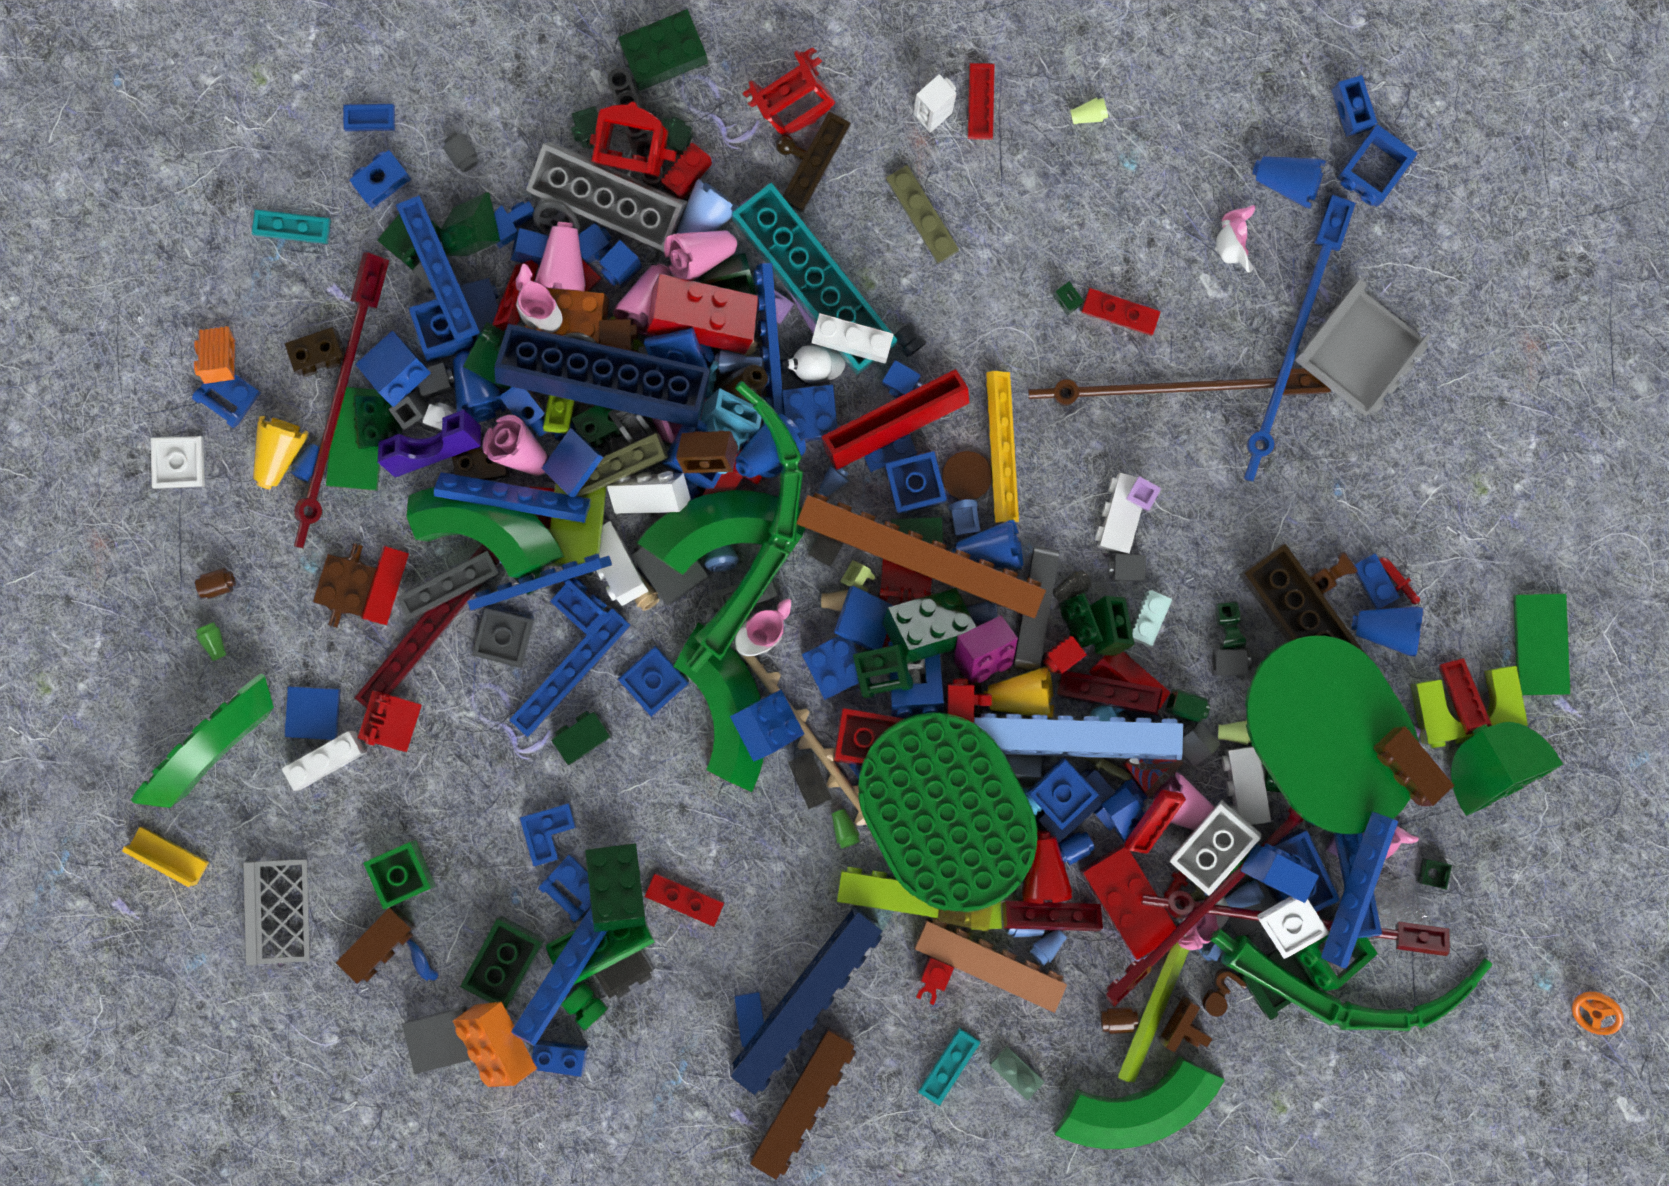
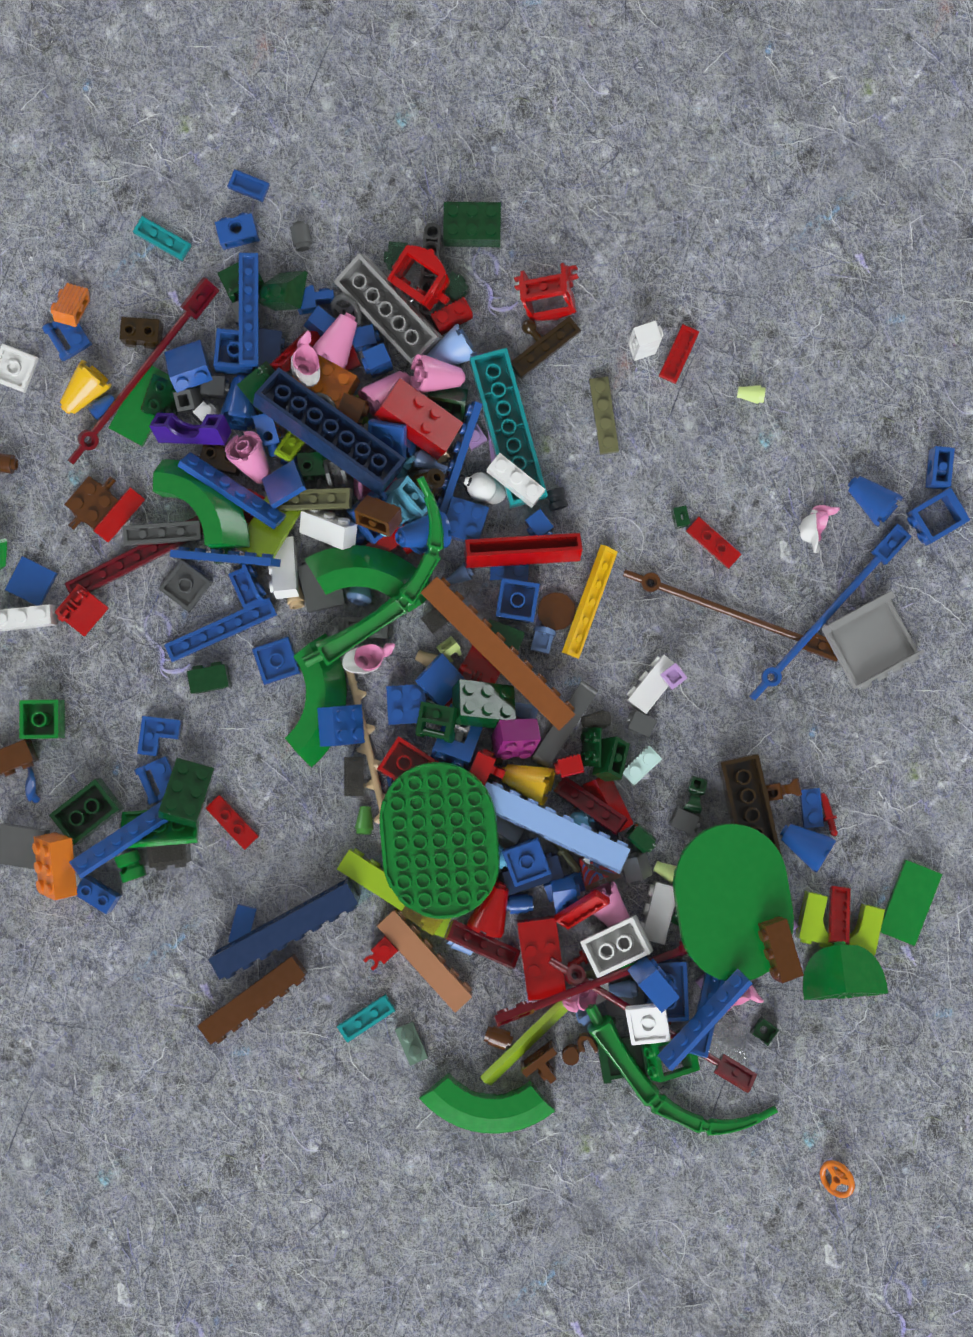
camera: 30 degrees right, 0 degrees up
(995, 546) = (555, 669): blue cone -> none
(1047, 947) = (470, 964): medium blue cone -> none

